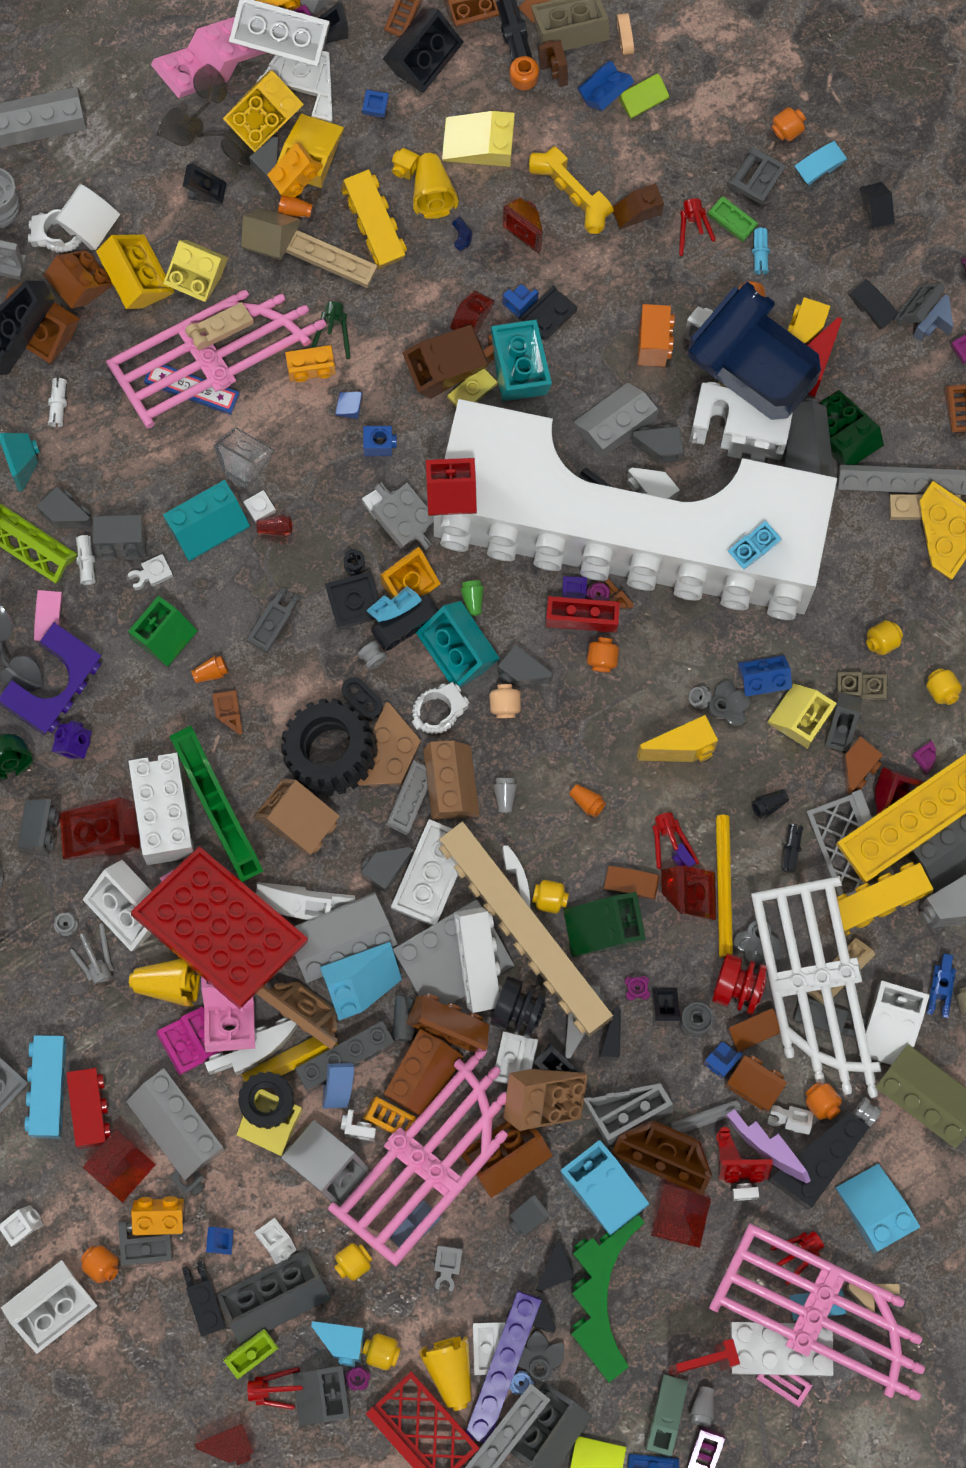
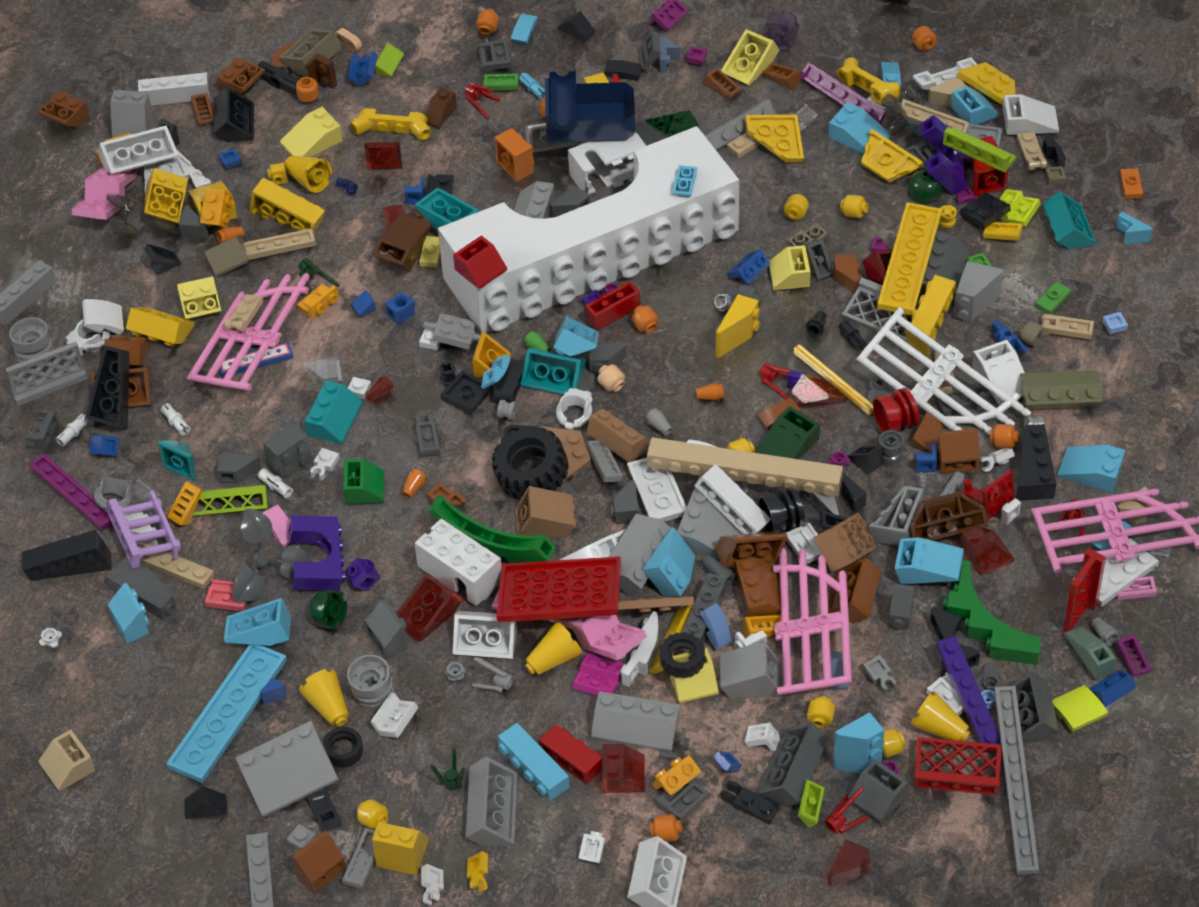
camera: 35 degrees left, 25 degrees down
(504, 630) = (575, 338): none -> medium azure slope
(769, 1148) = (988, 473): lavender slope -> none

